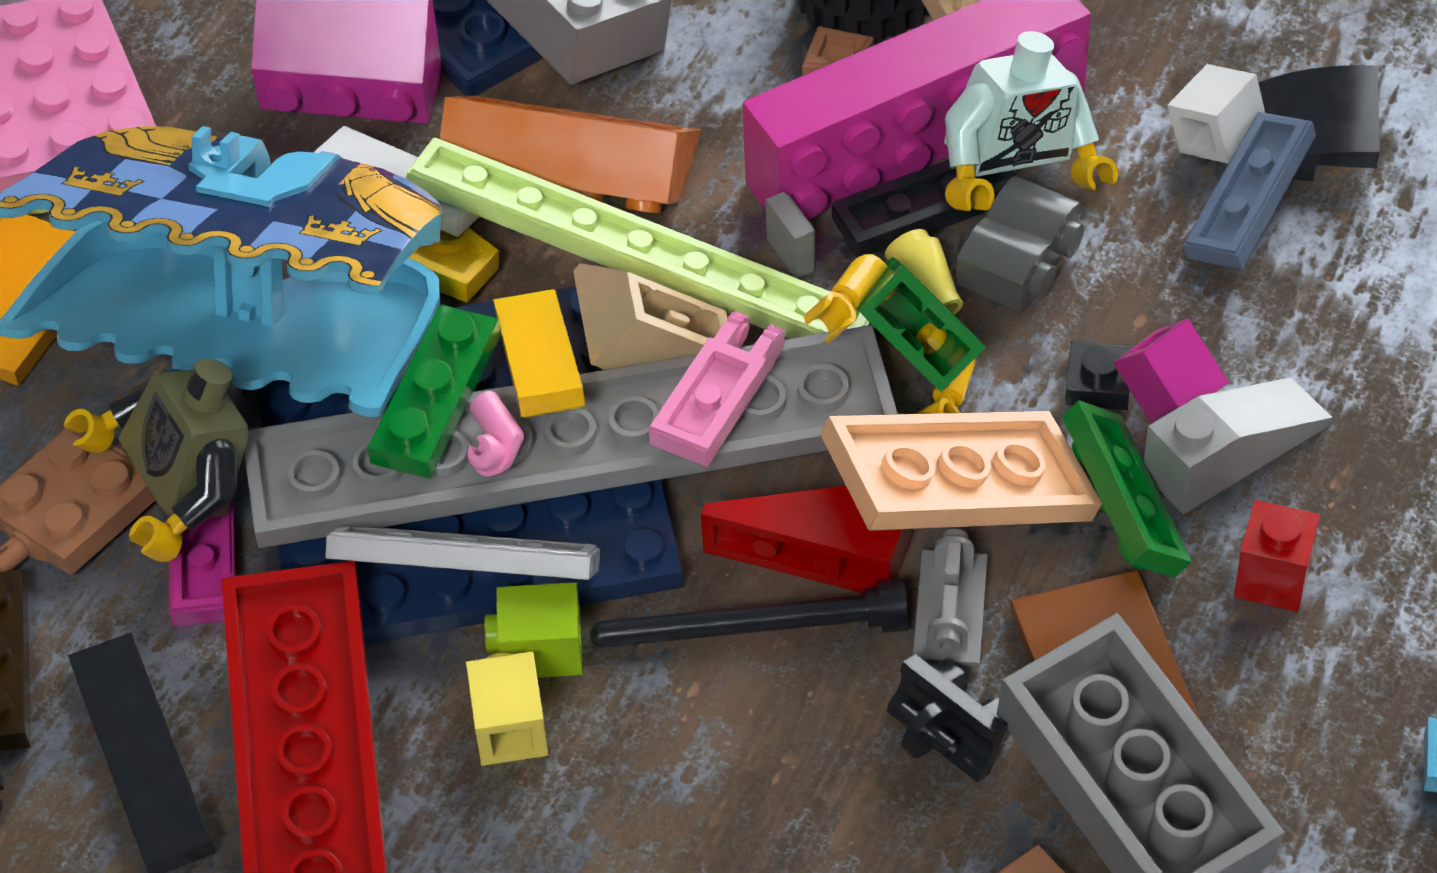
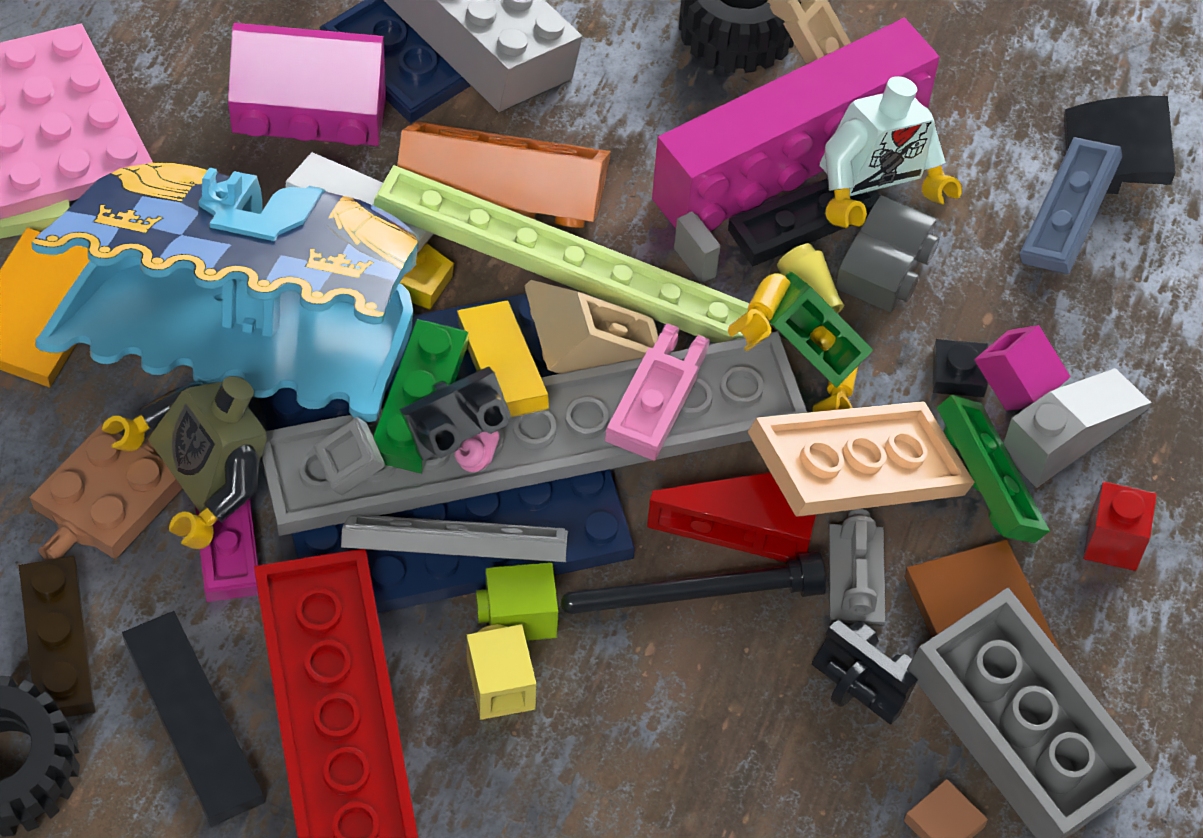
camera: 10 degrees left, 5 degrees up
(343, 455) = (349, 456): none -> light grey tile
(468, 404) = (456, 414): none -> black hips
(831, 46) = (717, 83): nougat tile -> none
(1215, 112) = (1039, 137): white brick -> none

